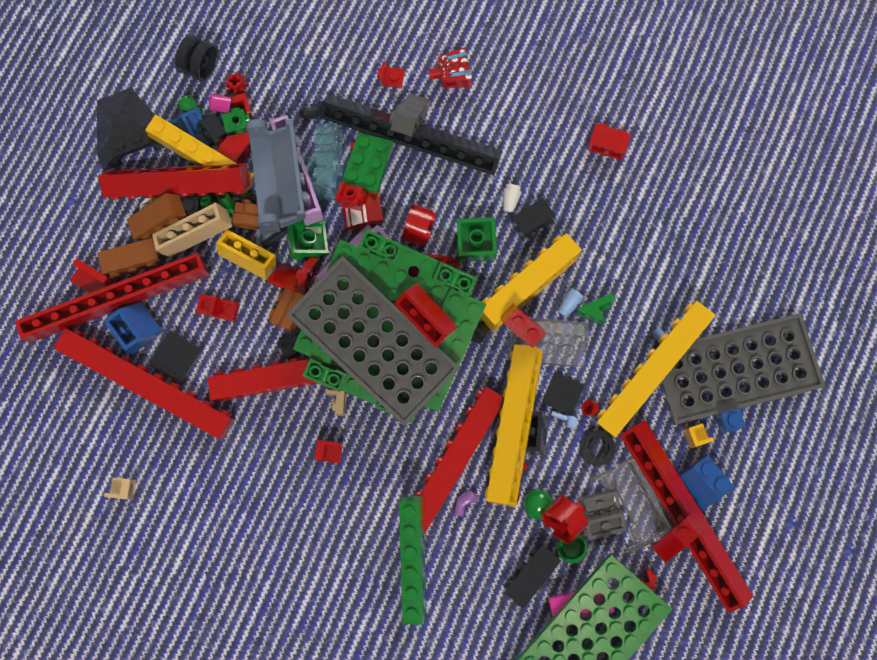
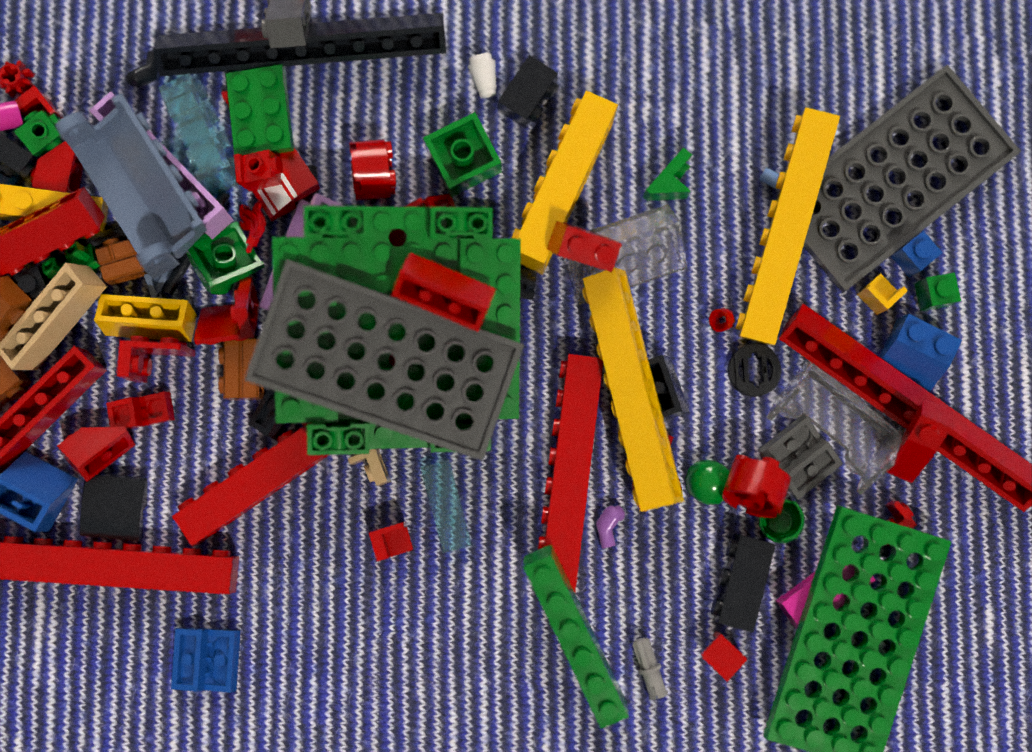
camera: 30 degrees left, 5 degrees up
(122, 489) = (124, 724): tan panel -> none
(181, 318) = (95, 448): none -> red slope
(187, 472) = (205, 659): none -> blue slope
(228, 275) = (134, 355): none -> red bracket
(334, 226) = (254, 223): none -> red piece
(371, 446) = (446, 506): none -> clear light blue tile
(449, 602) = (649, 668): none -> light grey axle
(498, 615) = (723, 656): none -> red panel
(563, 393) = (675, 316): black piece -> none
(570, 302) = (630, 186): light blue cone -> none
(571, 420) = (703, 349): light blue hand -> none
(733, 450) = (937, 292): none -> green brick

